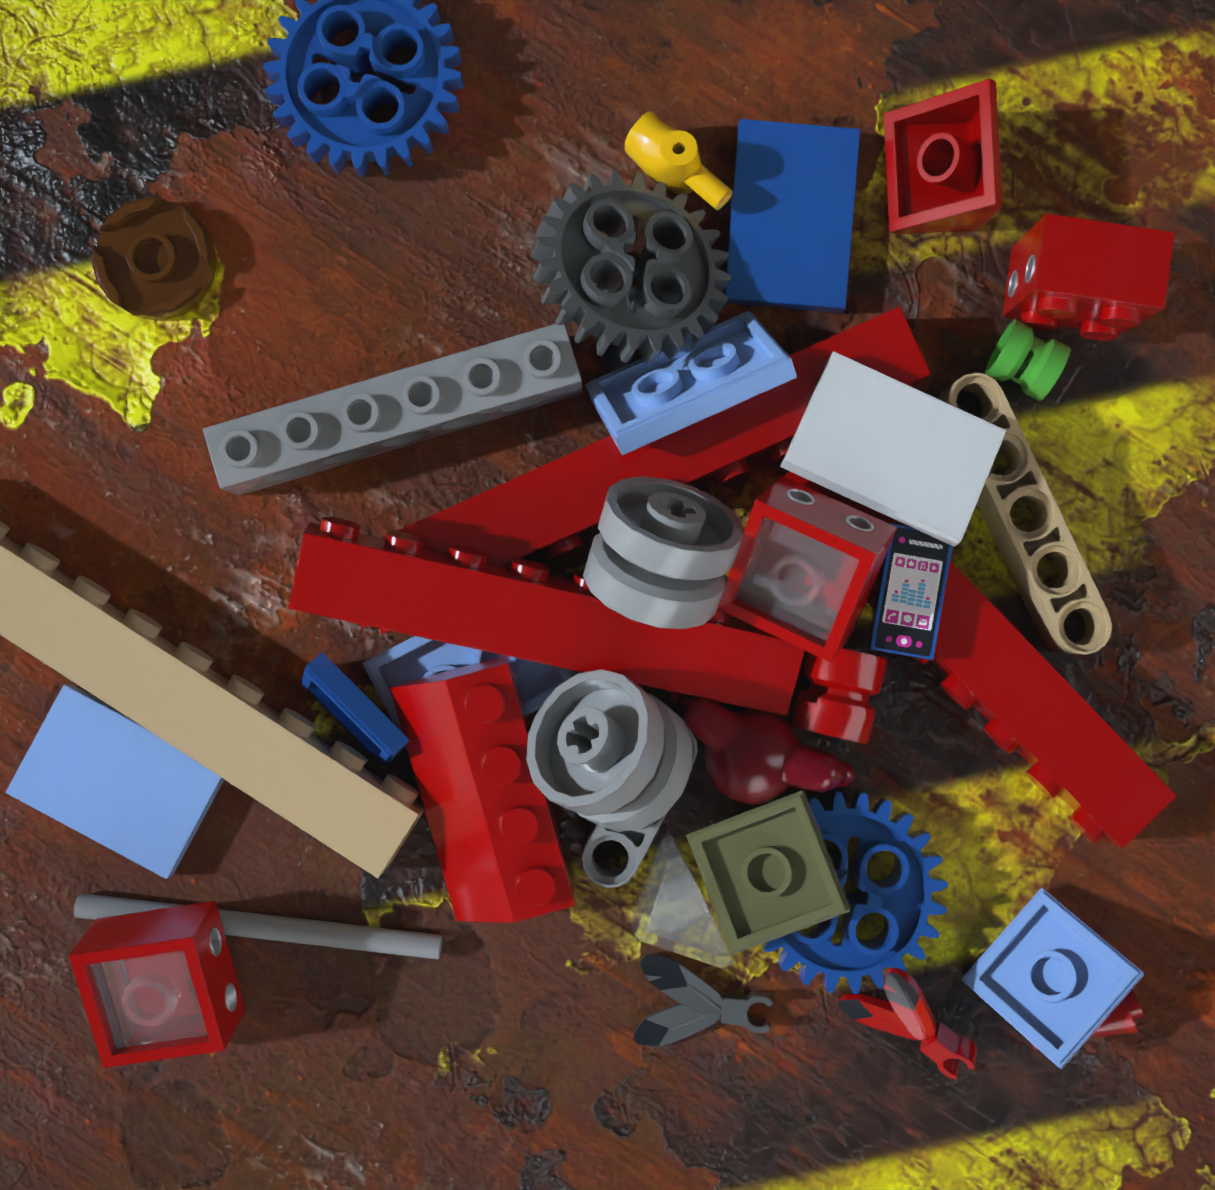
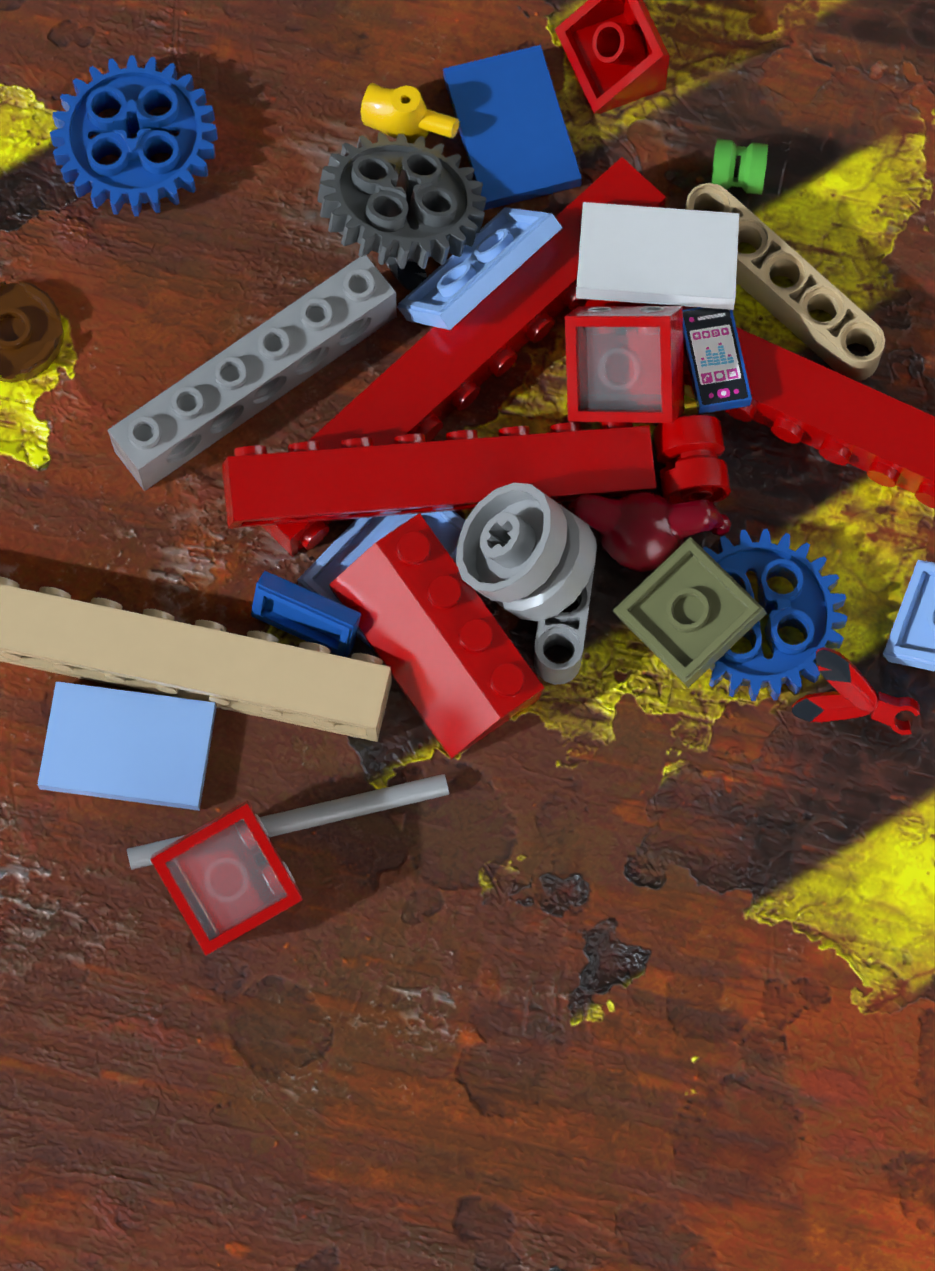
camera: 25 degrees left, 15 degrees down
(662, 552) = (509, 388): light grey wheel -> none
(674, 910) = (630, 663): clear slope -> none
(698, 1004) = (679, 752): dark grey piece -> none
(1087, 276) = (756, 86): red piece -> none

